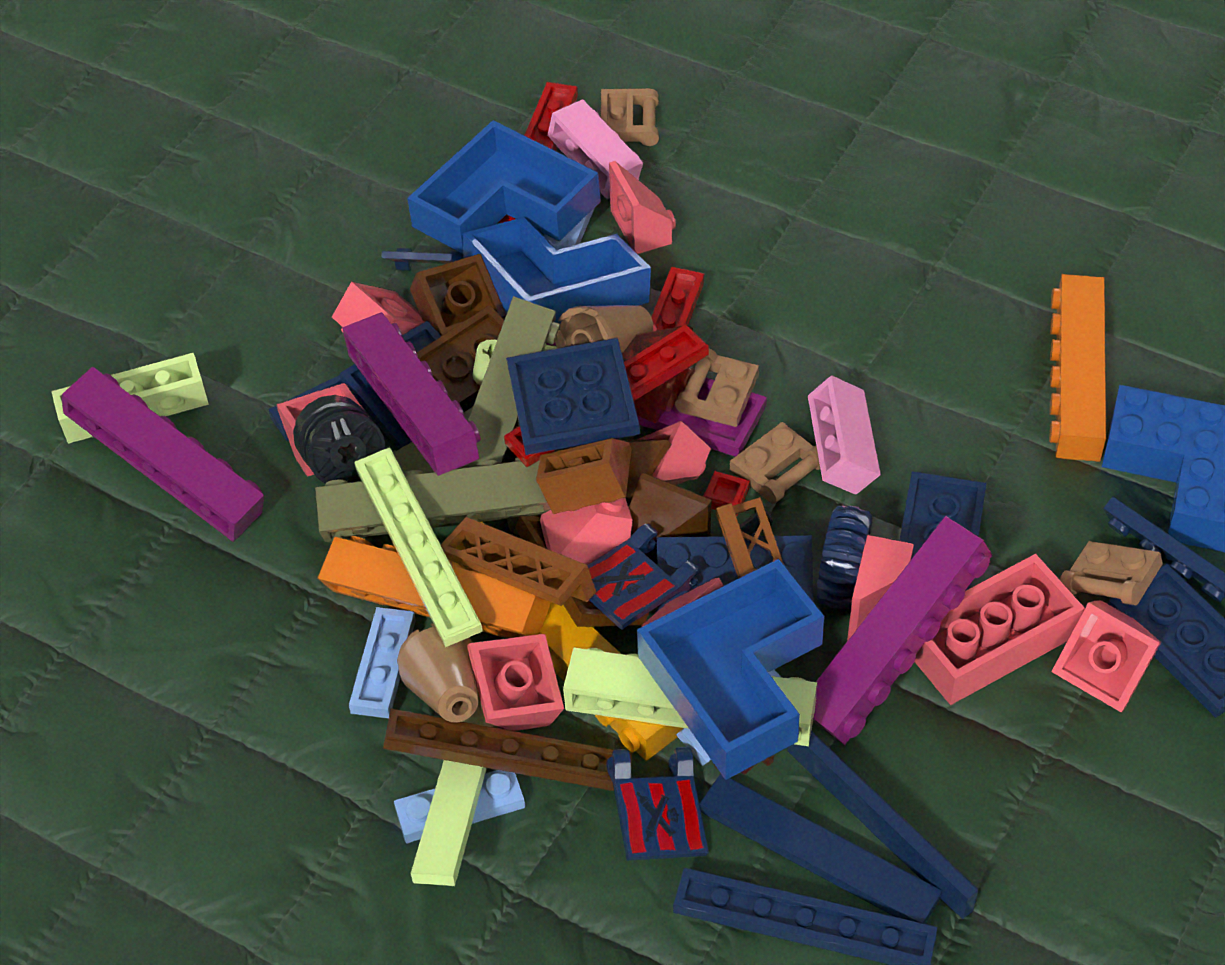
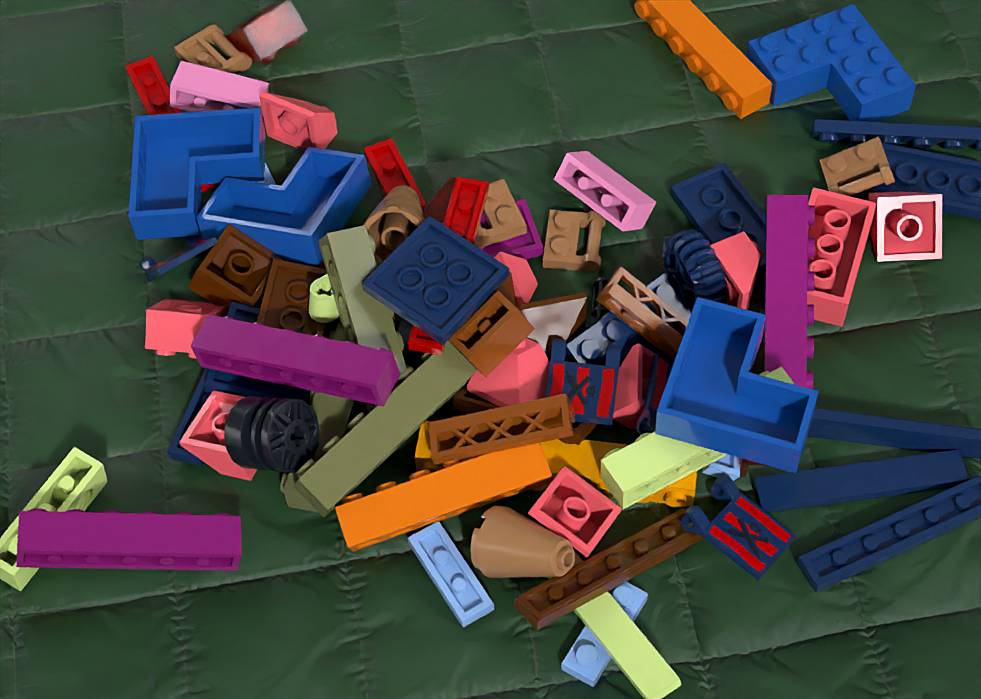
camera: 40 degrees left, 5 degrees up
(418, 547) = (422, 466): yellowish green tile -> none
(691, 122) = (269, 32): none -> clear red slope
(726, 489) = (559, 283): red tile -> none

